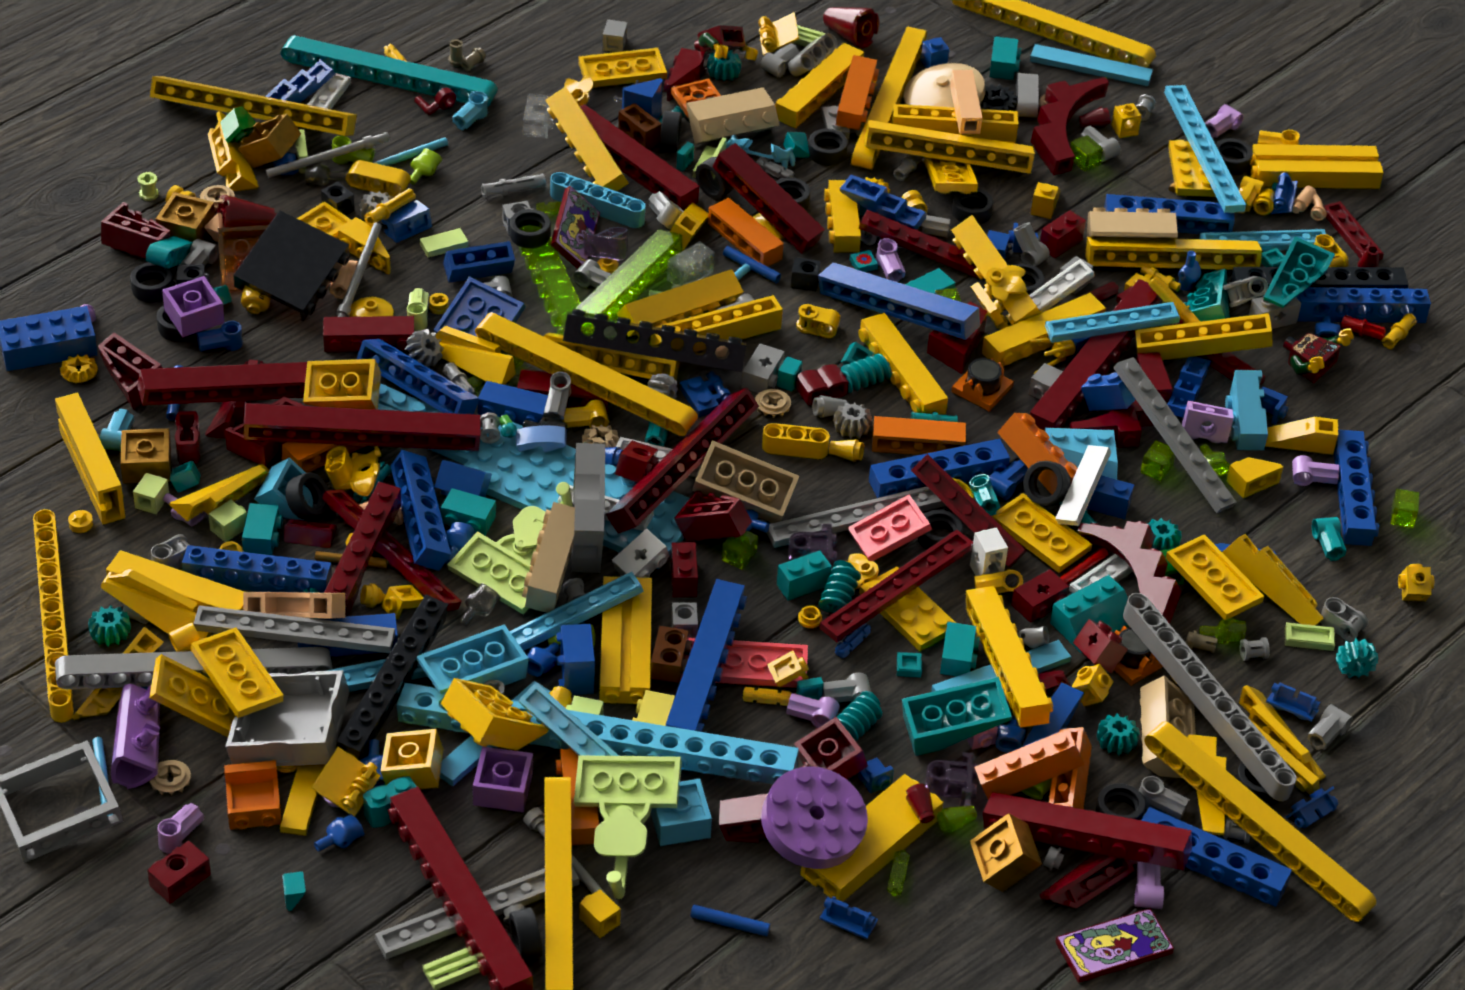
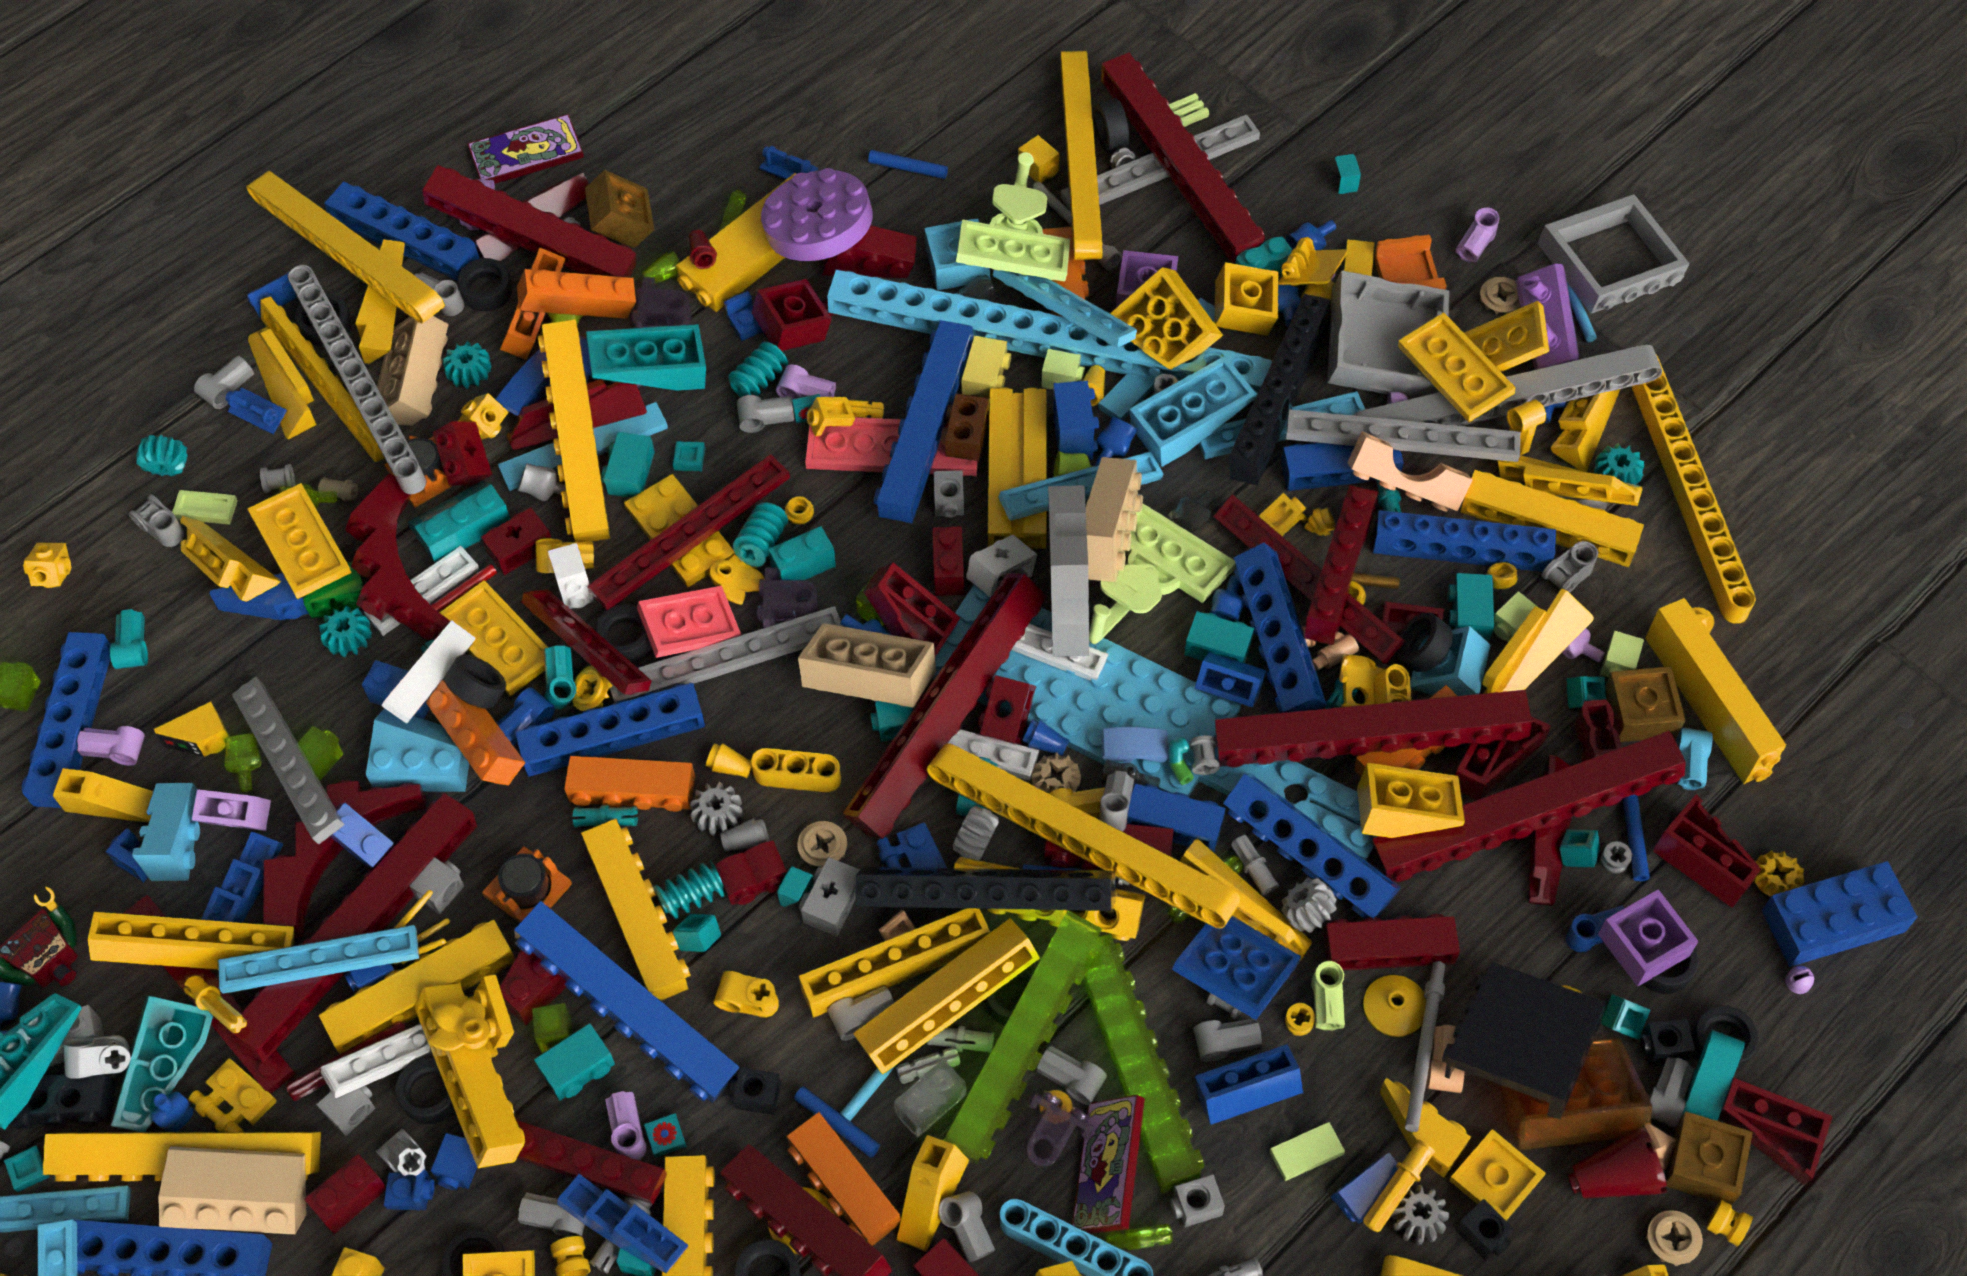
camera: 175 degrees left, 15 degrees up
(148, 186) = (1791, 1241): yellowish green bush -> none
(179, 872) = (1466, 190): dark red brick -> none
(530, 239) = (1177, 1156): black tyre -> none

